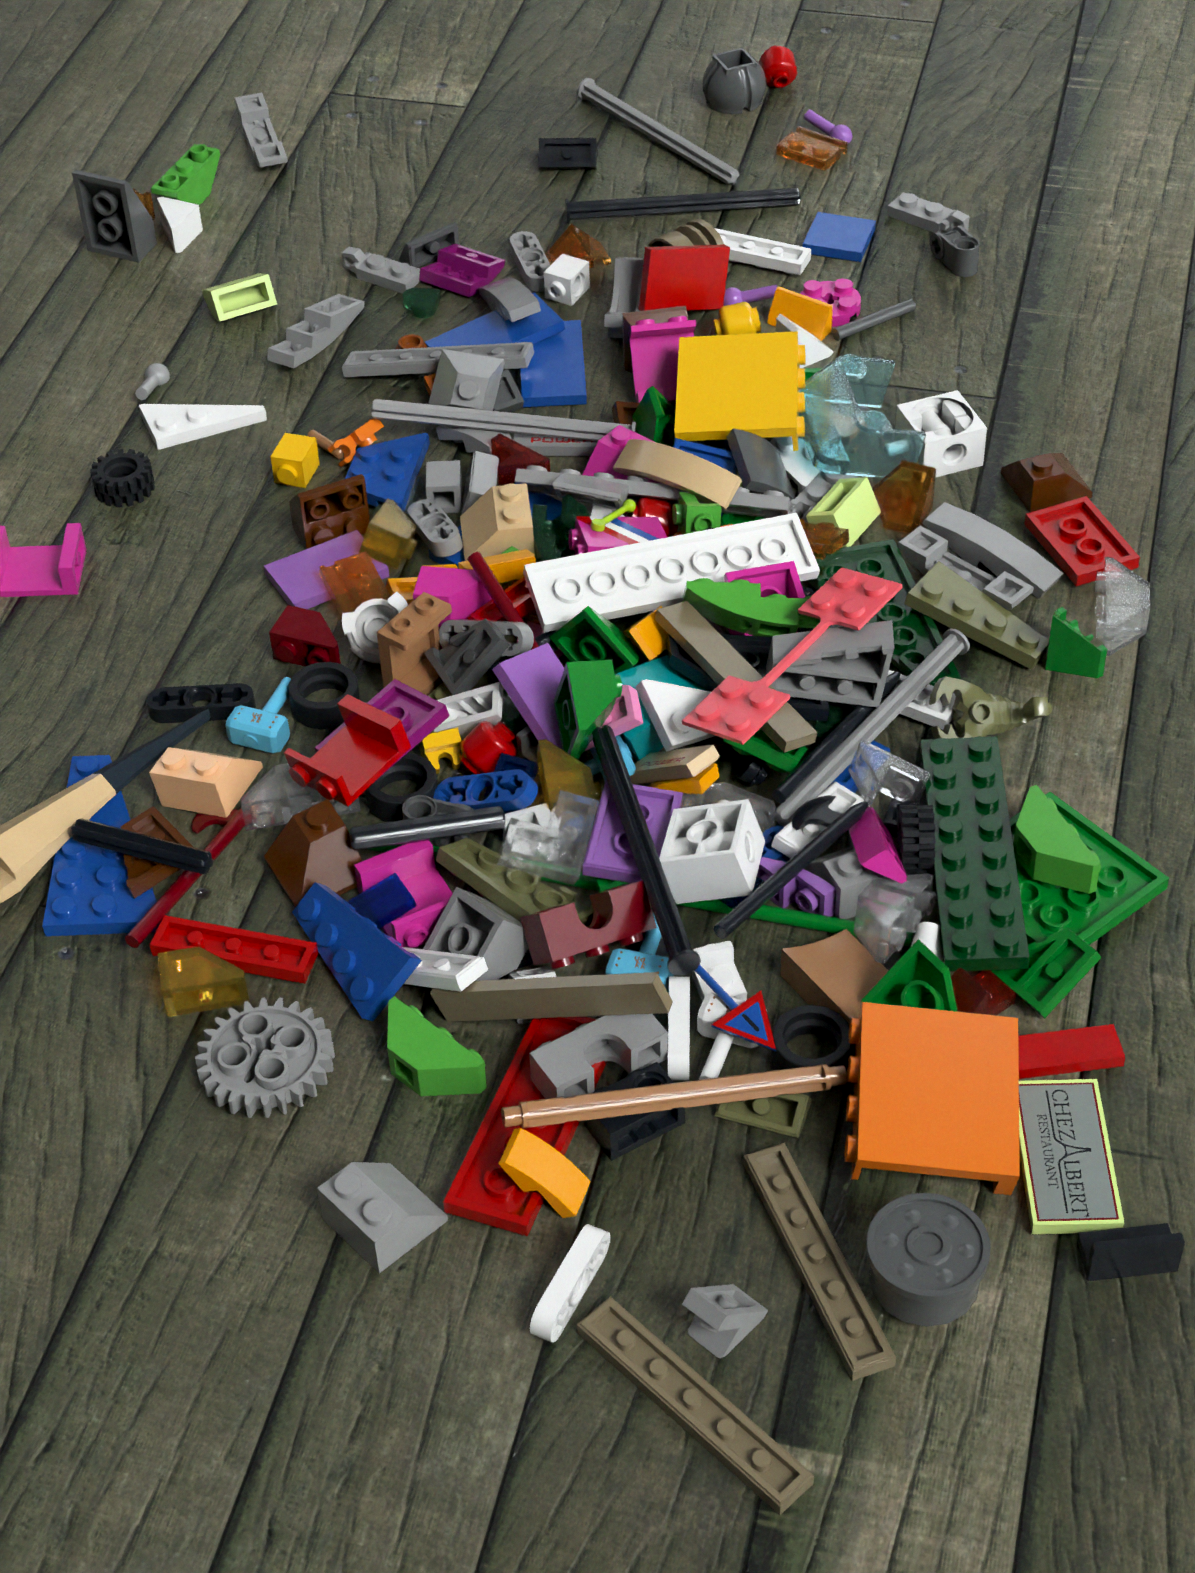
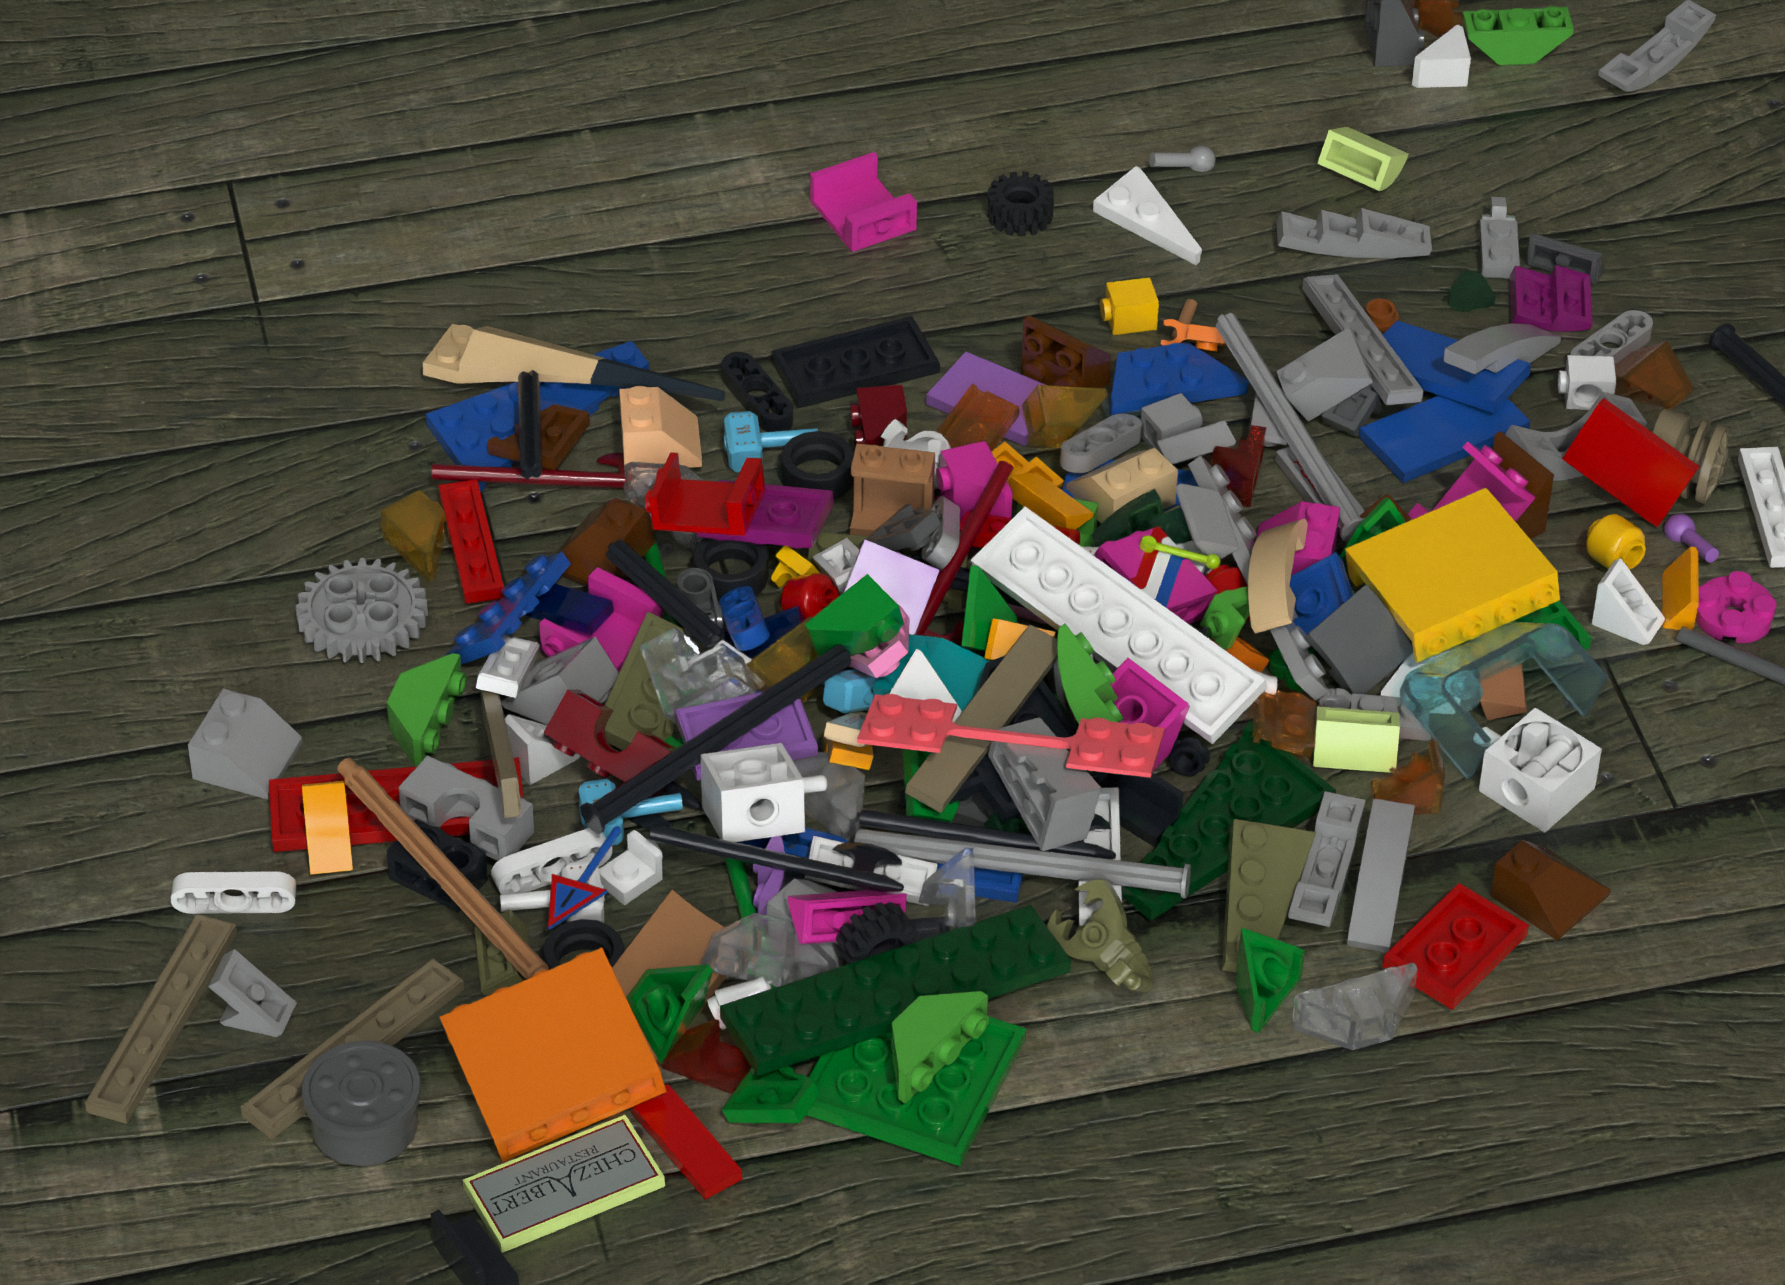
camera: 60 degrees right, 0 degrees up
(213, 634) = (853, 360): none -> black tile

